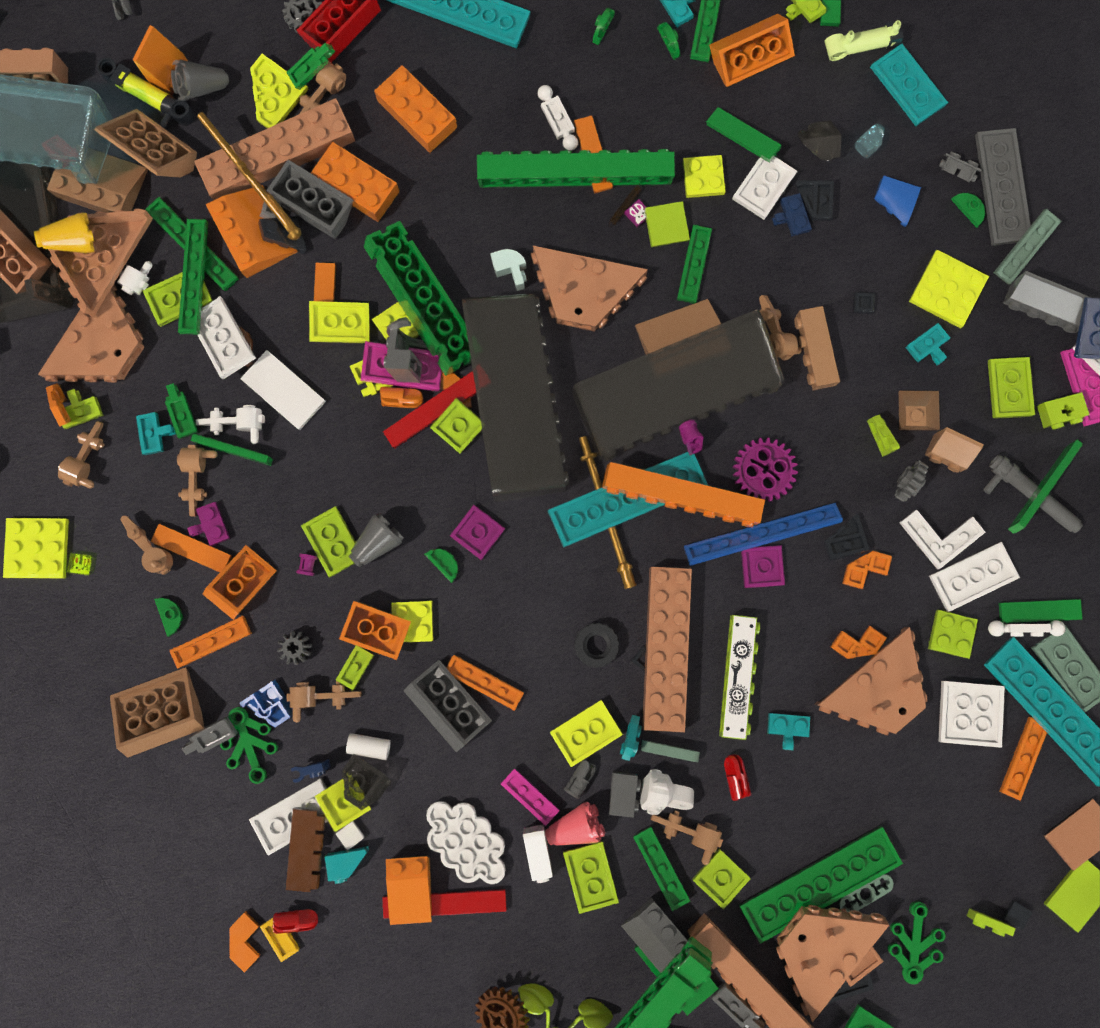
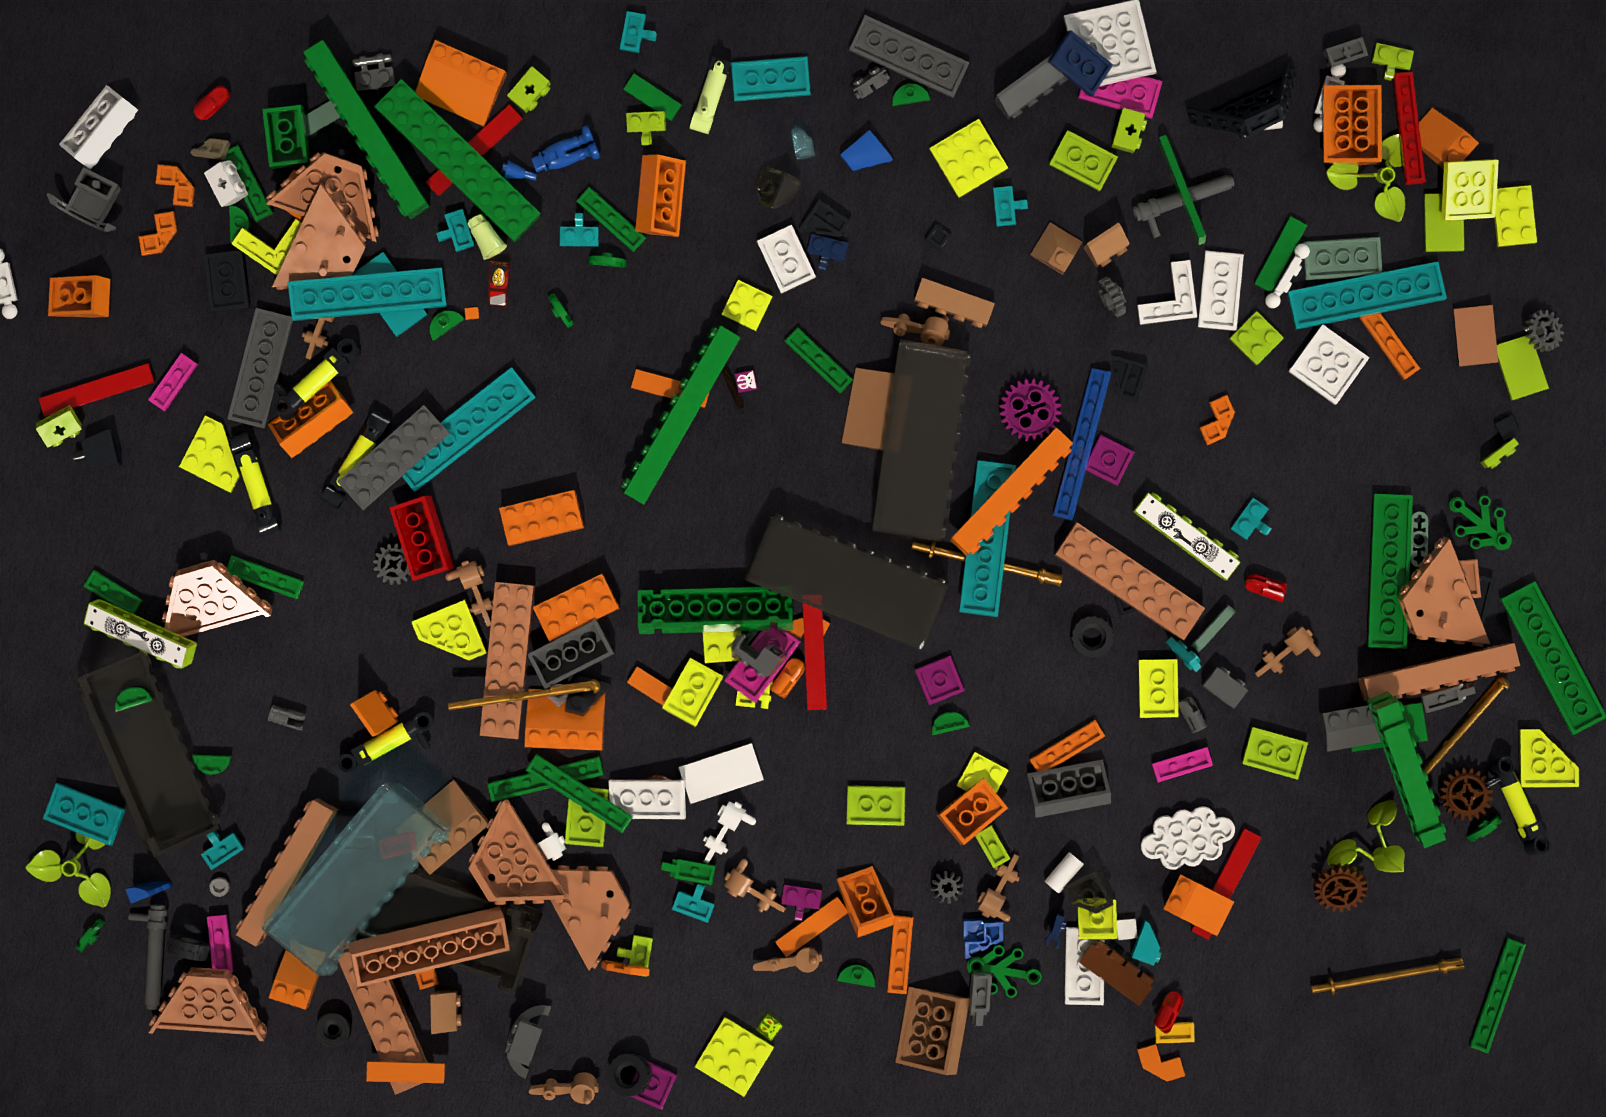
camera: 60 degrees left, 5 degrees up
(67, 235) = (491, 876): yellow cone -> none
(75, 470) = (688, 986): medium nougat piece -> none
(149, 144) = (443, 765): medium nougat slope -> none
(196, 79) = (406, 692): dark grey cone -> none
(231, 449) = (748, 845): green tile -> none
(306, 564) = (883, 837): magenta bush -> none
(310, 65) = (453, 587): green hinge -> none
(375, 541) = (898, 768): dark grey cone -> none
(457, 425) = (840, 644): lime tile -> none
(508, 262) = (726, 515): light aqua brick -> none
(537, 853) = (1231, 784): white slope -> none
(557, 117) = (620, 400): white plate -> none
(576, 827) = (1228, 740): coral cone -> none
(585, 284) = (783, 466): nougat piece -> none
(660, 792) = (1240, 656): white piece -> none
(661, 868) = (1301, 692): green plate -> none
(666, 224) = (771, 363): lime tile -> none
(691, 436) = (968, 456): magenta piece -> none
(721, 879) = (1338, 648): lime plate -> none
(743, 134) = (732, 250): green tile -> none
(857, 570) = (1157, 382): orange tile -> none
(882, 435) = (1065, 295): lime wing -> none
(882, 688) = (1265, 426): nougat piece -> none
(1027, 246) = (973, 72): sand green tile -> none

